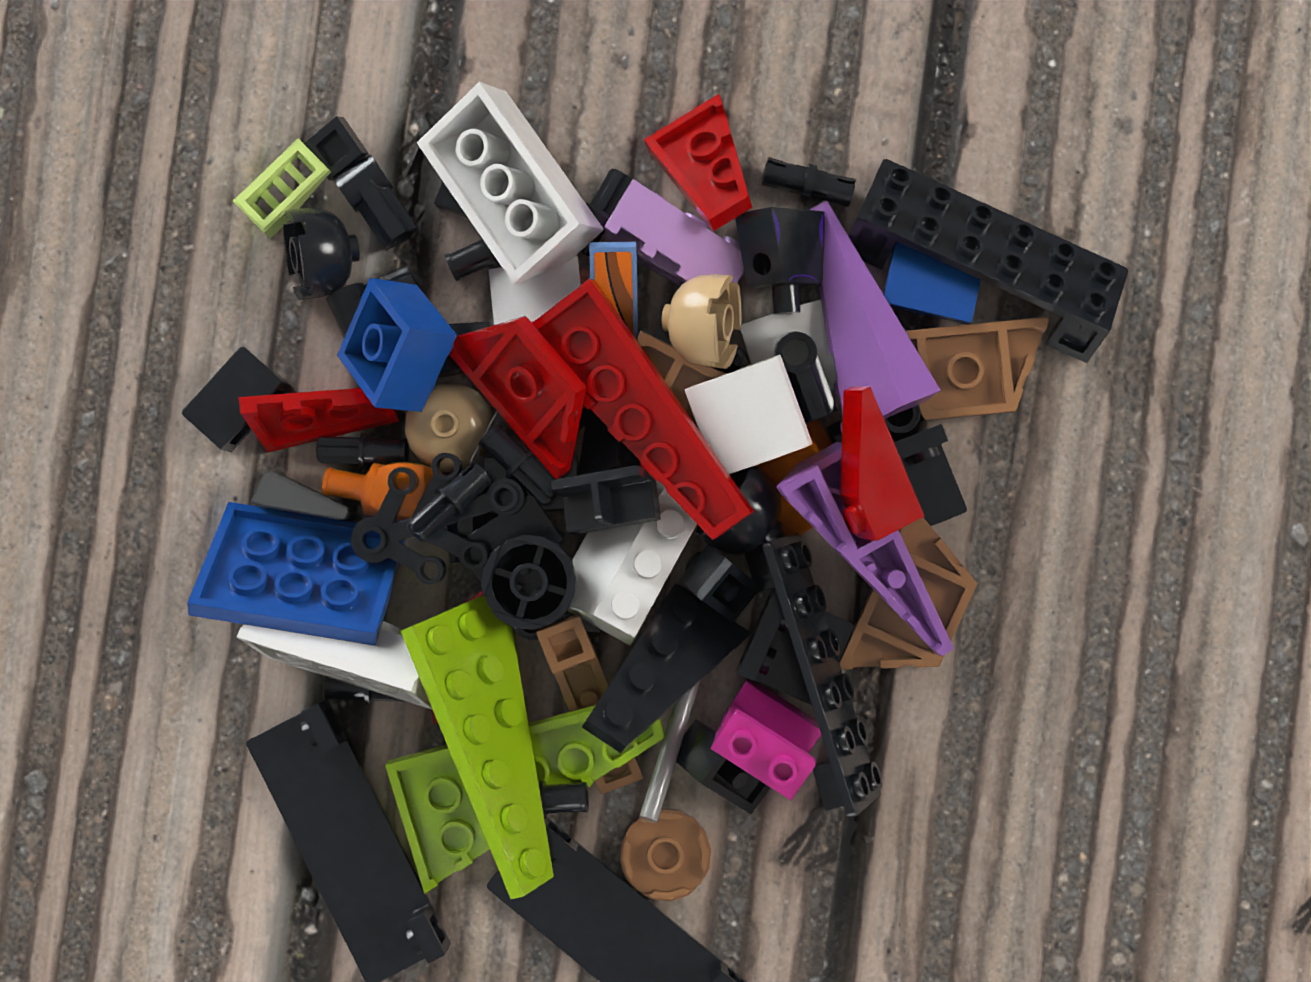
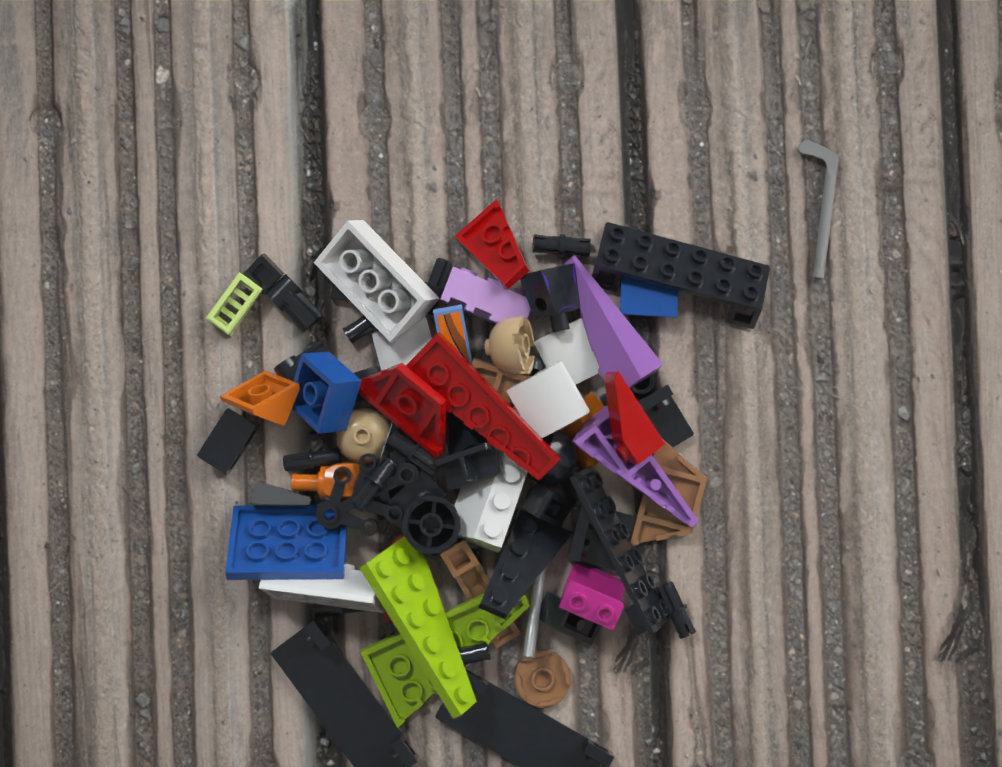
camera: 15 degrees left, 0 degrees up
(303, 338) = (265, 396): none -> orange slope
(305, 416) = (273, 445): red wing -> none
(318, 251) = (264, 341): black cylinder -> none
(808, 379) = (580, 370): black piece -> none
(894, 782) = (676, 609): none -> black axle
(978, 366) = (684, 343): medium nougat wing -> none
(1252, 121) = (831, 161): none -> light grey piece

